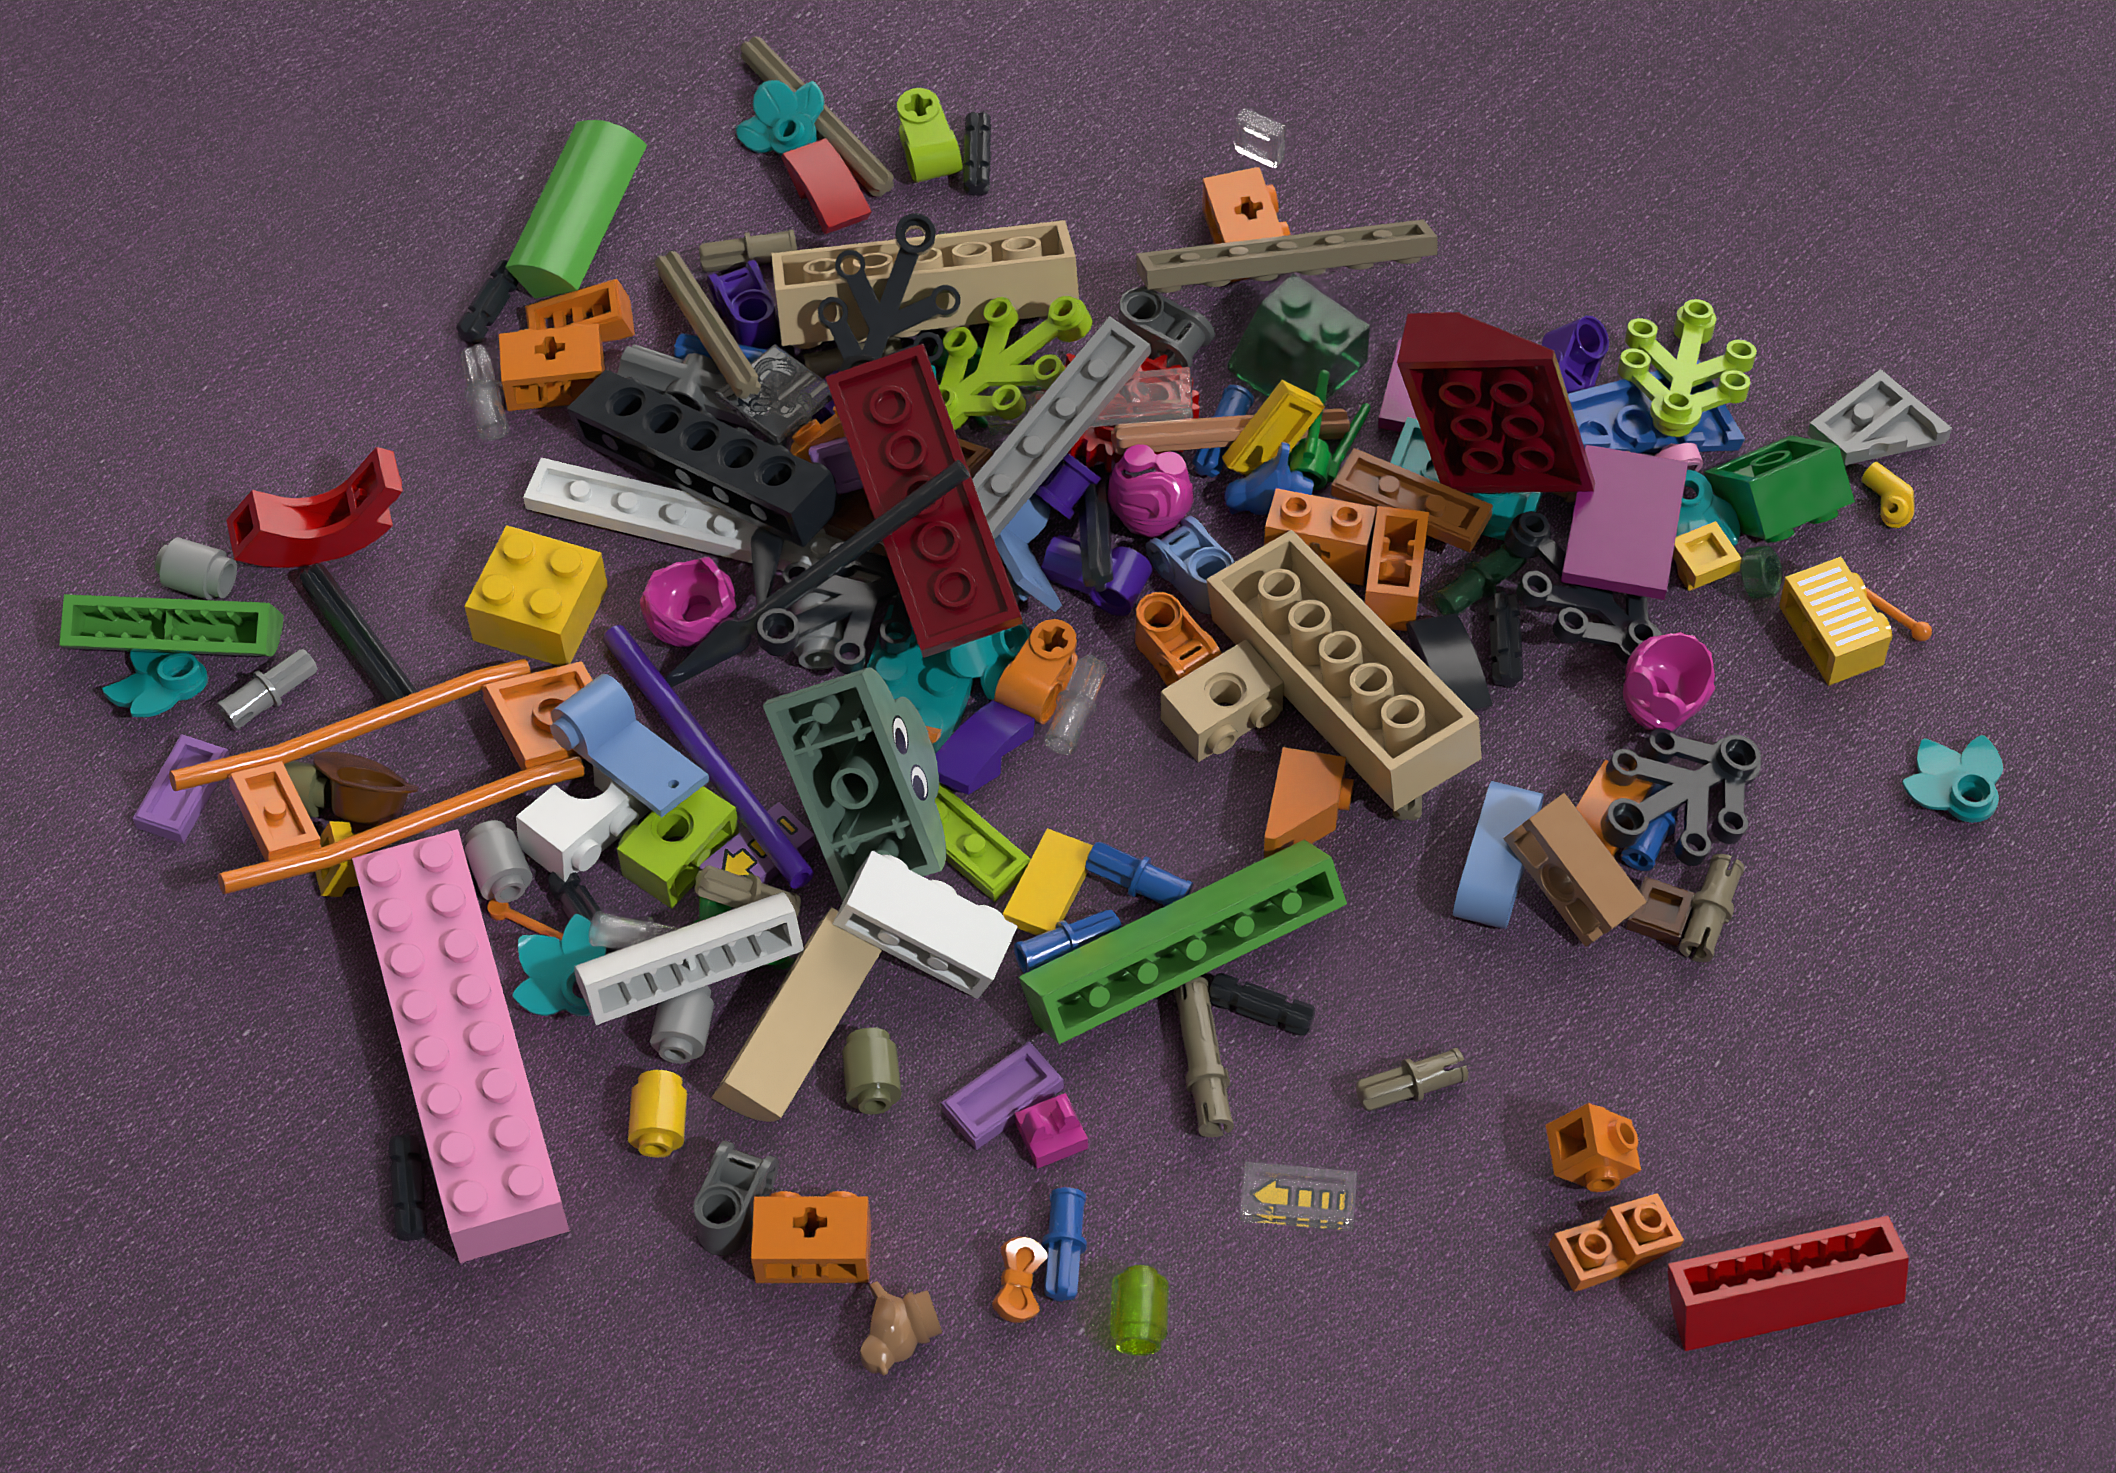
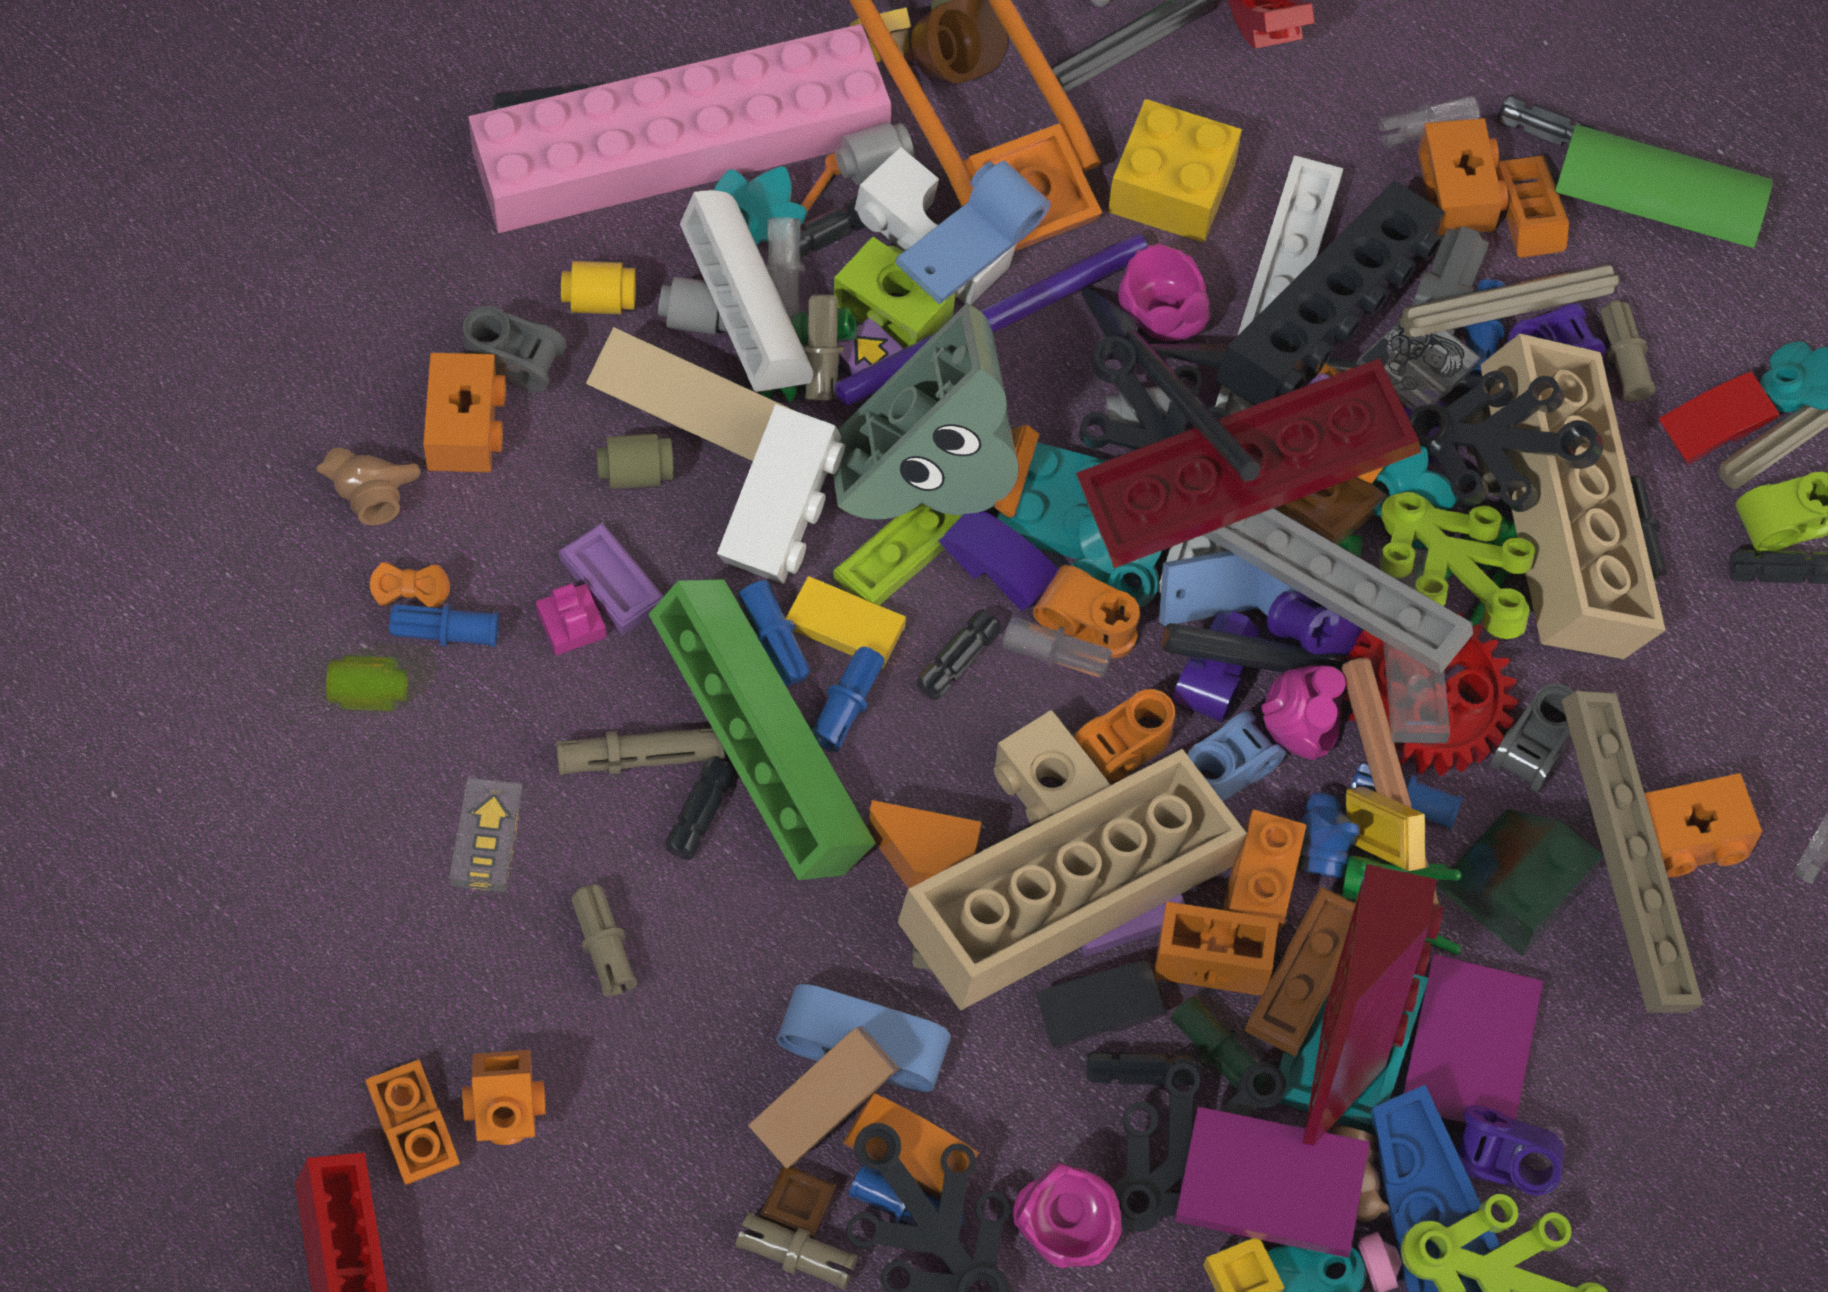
camera: 85 degrees right, 5 degrees up
(1084, 786) = (958, 654): none -> black axle

